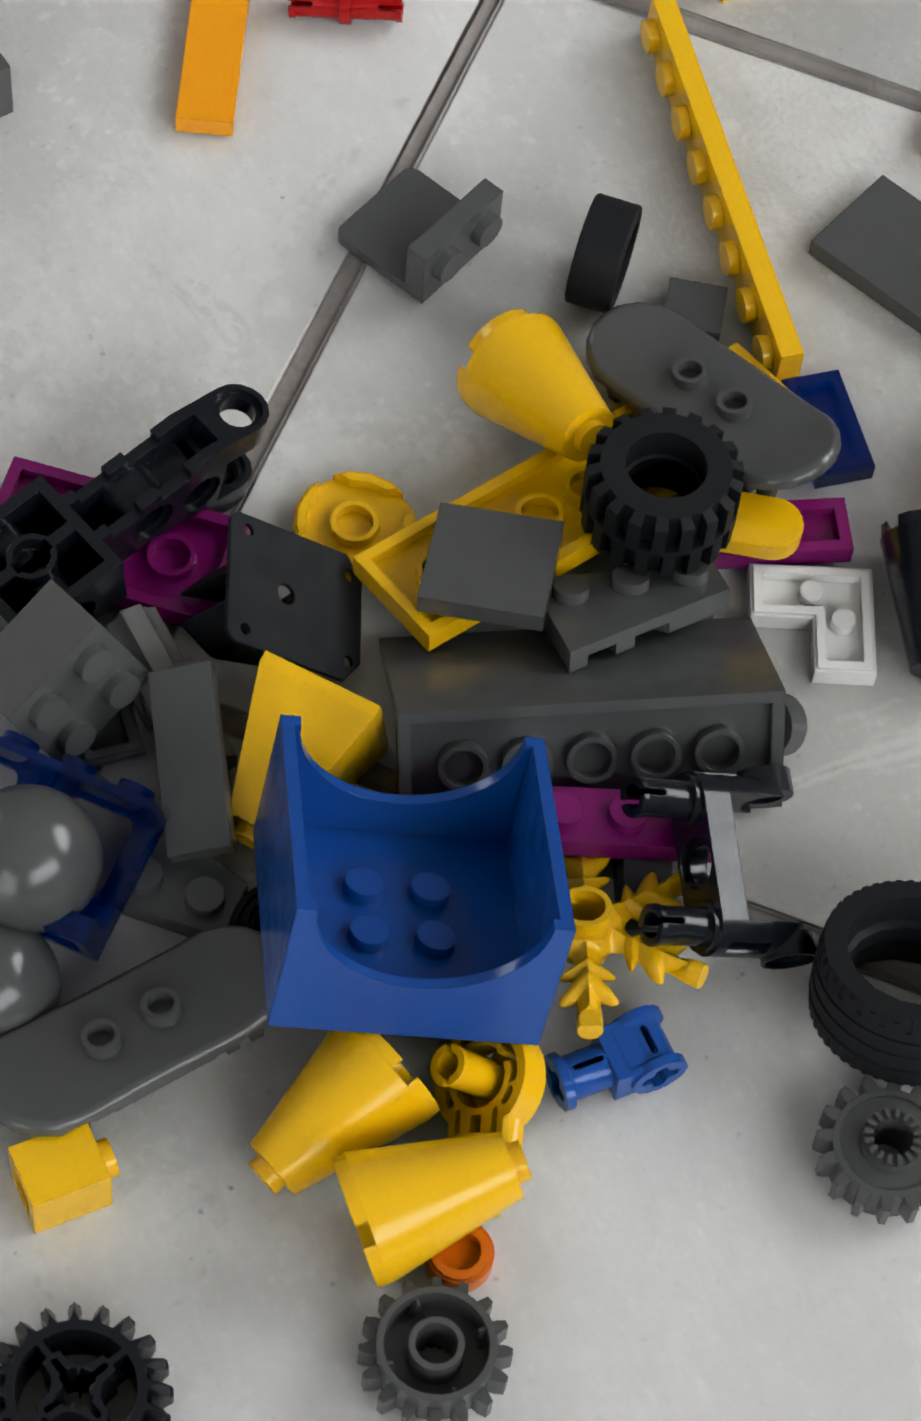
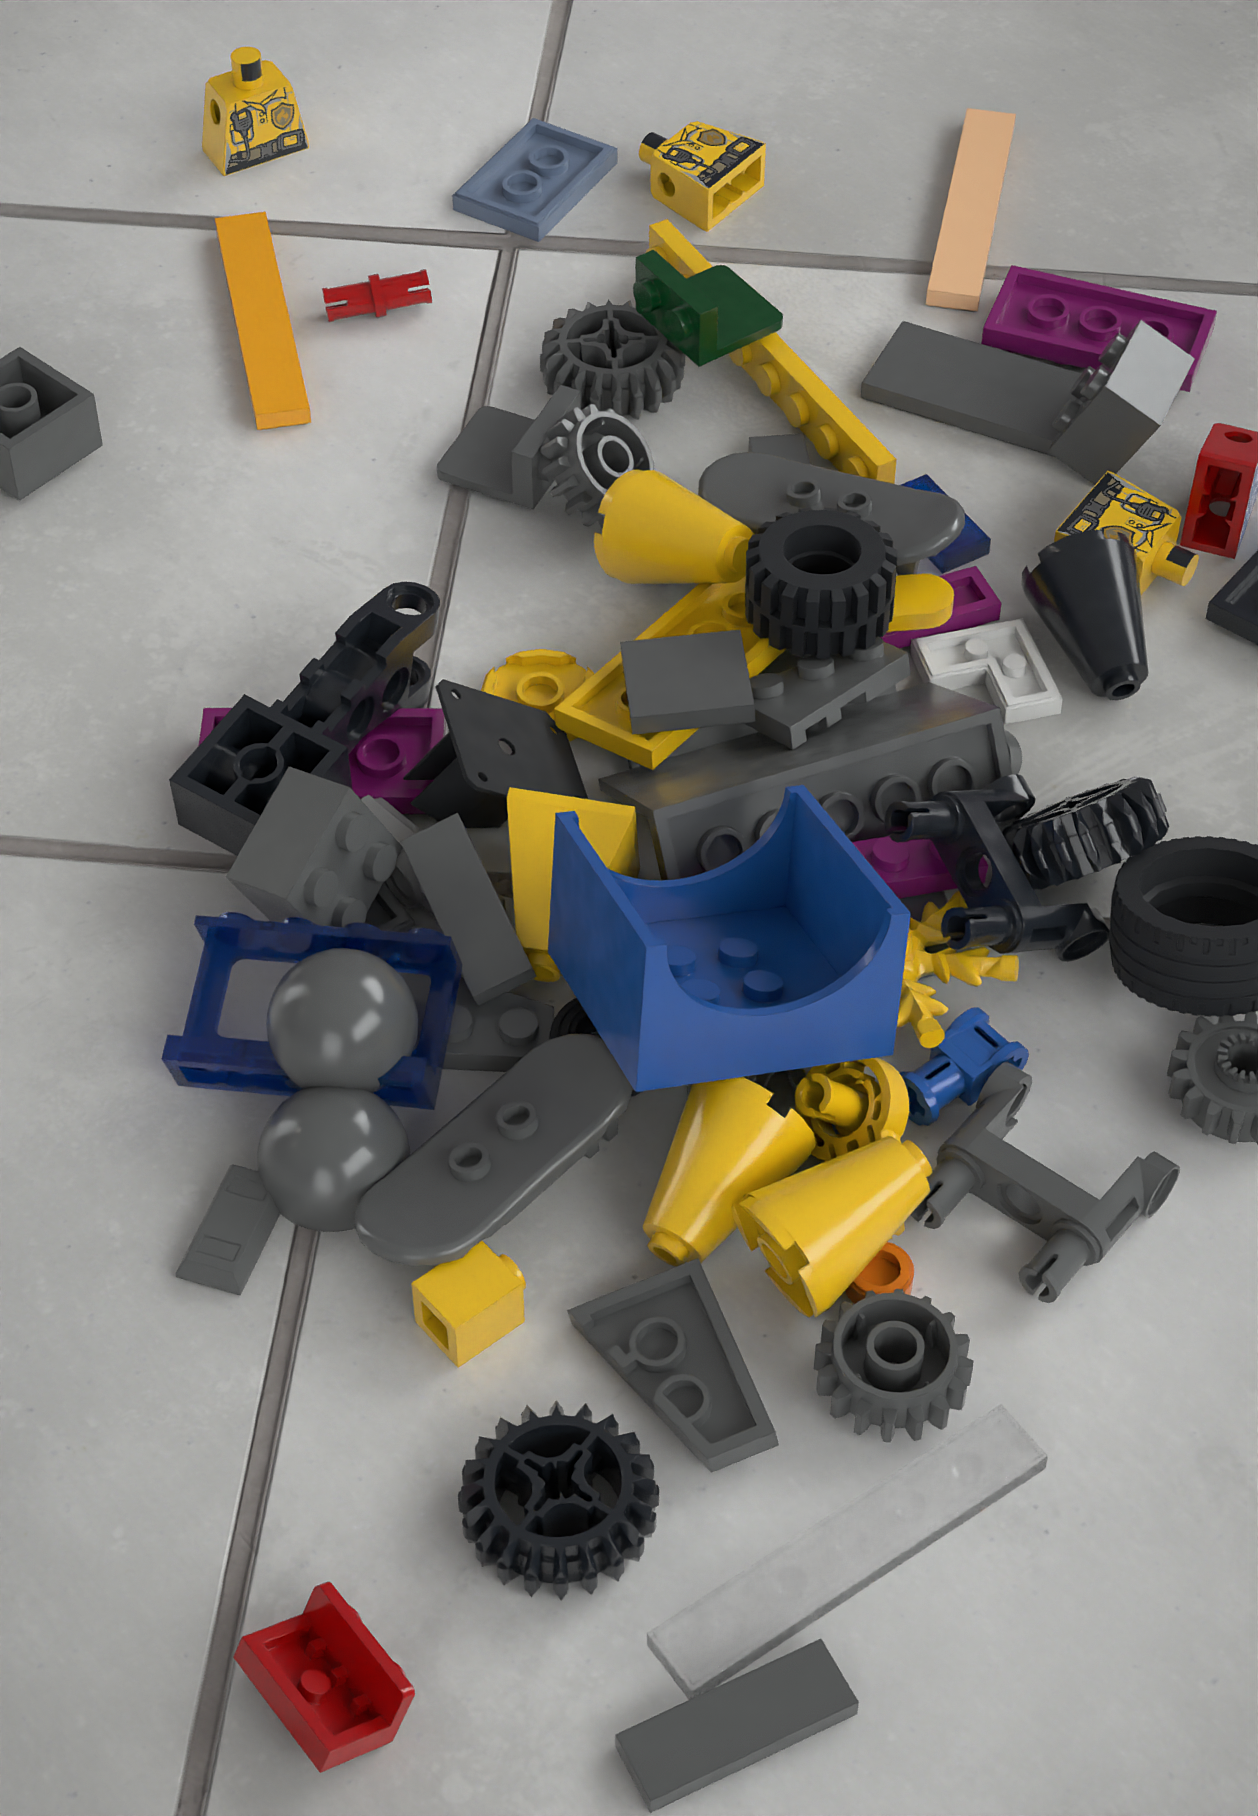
camera: 10 degrees left, 10 degrees down
(241, 1292) = (682, 1362): none -> dark grey wing
(494, 271) = (589, 454): none -> dark grey gear
(528, 133) = (612, 359): none -> dark grey gear
(603, 253) = (686, 424): black tyre -> none
(665, 1261) = (1069, 1218): none -> dark grey connector
(666, 125) = (702, 313): none -> dark green bracket
(826, 846) = (1088, 831): none -> black gear

